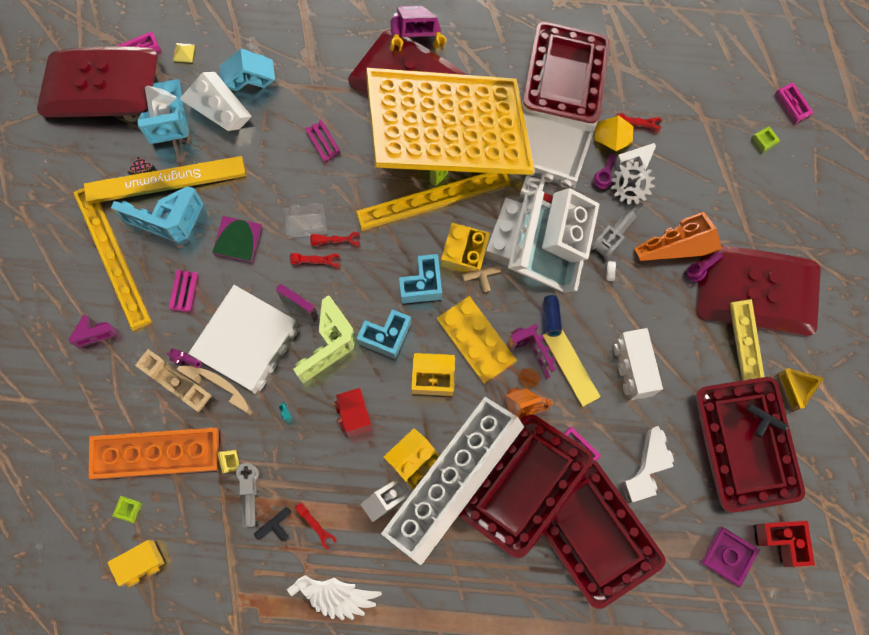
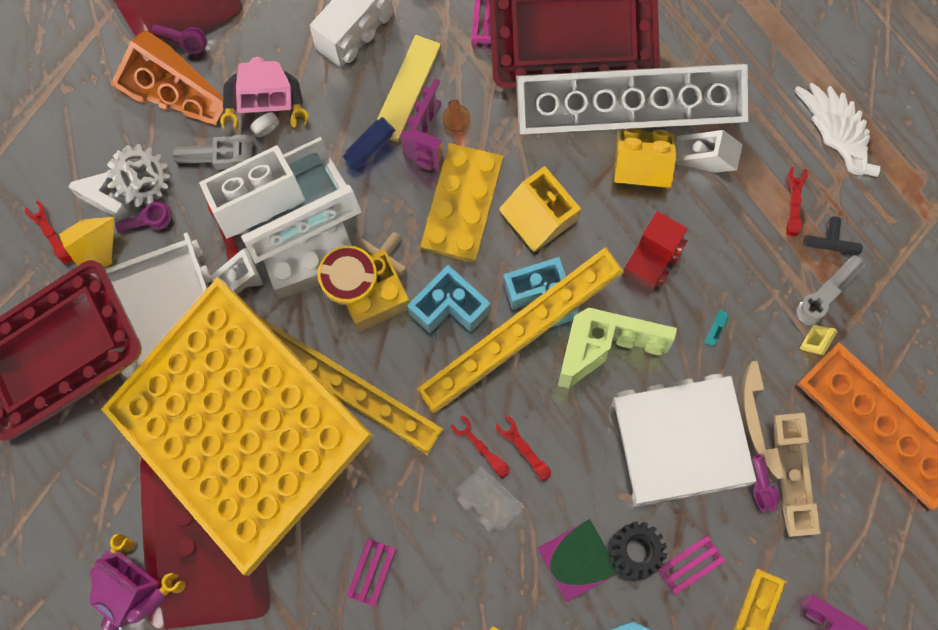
camera: 125 degrees left, 0 degrees up
(202, 261) = (624, 563): none -> black tyre
(297, 302) = (594, 413): magenta tile -> none
(372, 304) = (520, 330): none -> yellow tile
(480, 235) = (347, 274): none -> tile
(525, 402) = (493, 84): orange wedge -> none
(633, 282) = (261, 88): none -> bright pink torso

